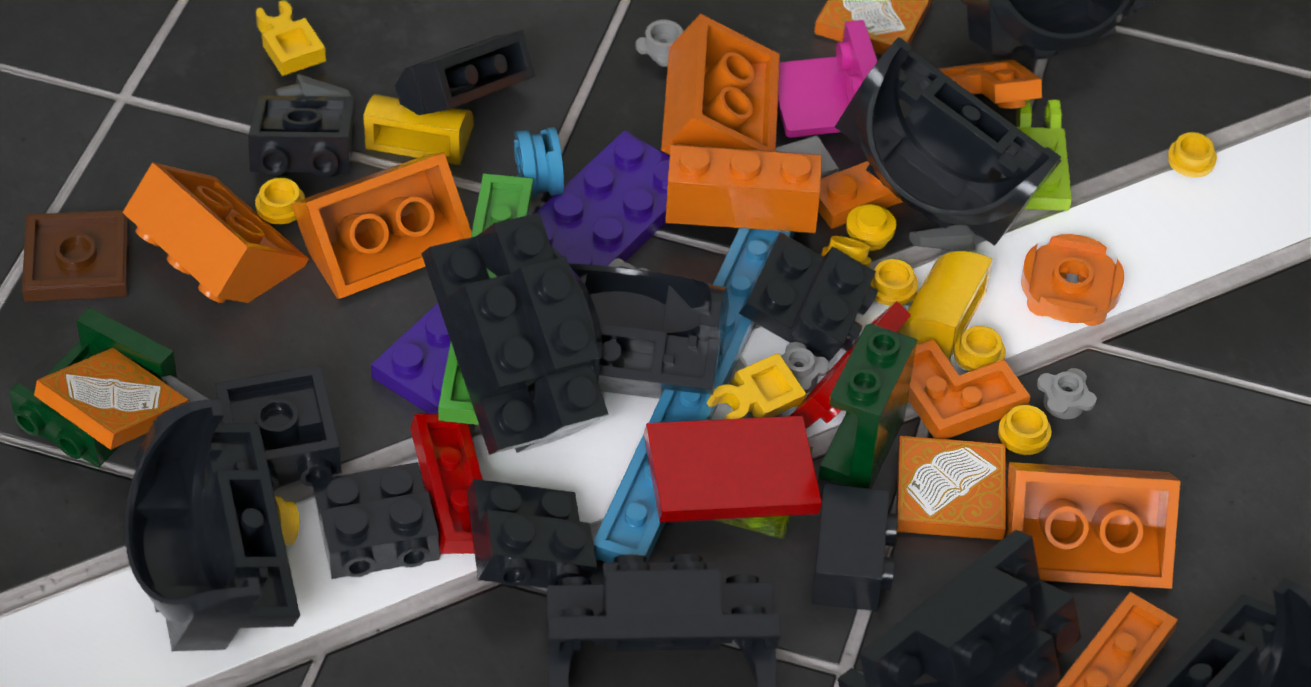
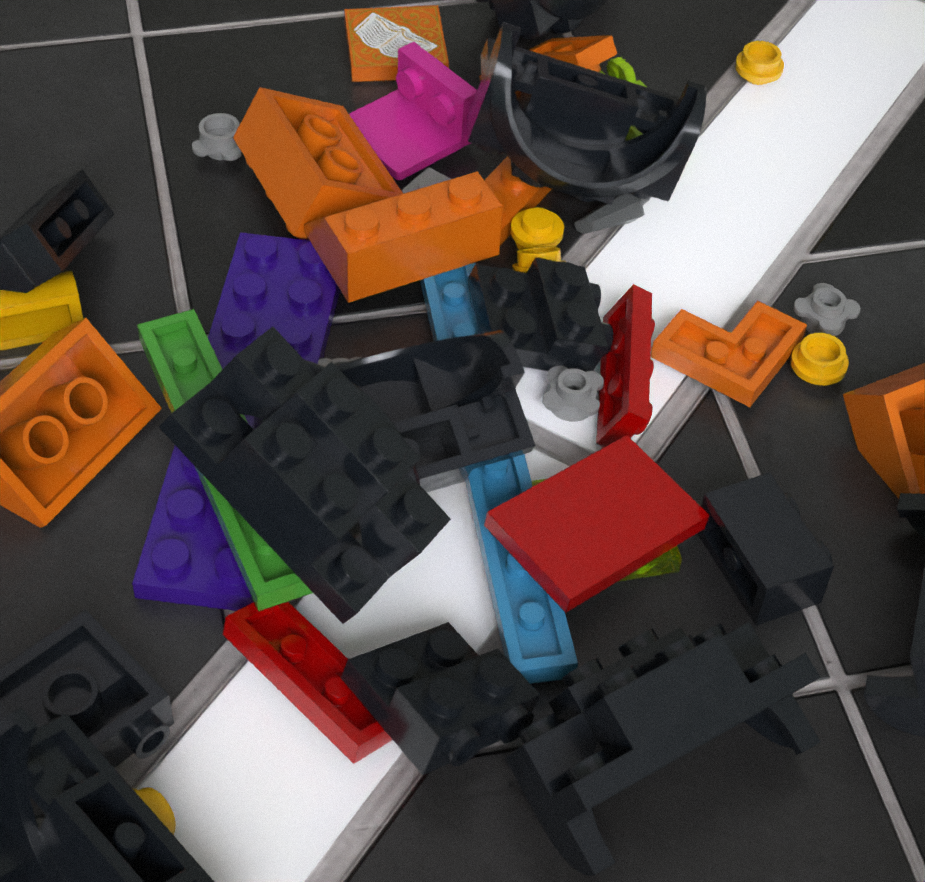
camera: 30 degrees left, 0 degrees up
(376, 520) = (251, 761): black plate -> none
(541, 159) = (181, 287): dark azure wheel -> none
(761, 388) = (563, 428): yellow plate -> none
(875, 400) = (700, 417): dark green panel -> none
(894, 282) = (603, 269): yellow plate -> none
(948, 299) = (662, 260): yellow brick -> none
(951, 488) = (799, 441): tile -> none
(978, 348) = (722, 302): yellow plate -> none
(1065, 301) = (770, 220): orange plate -> none

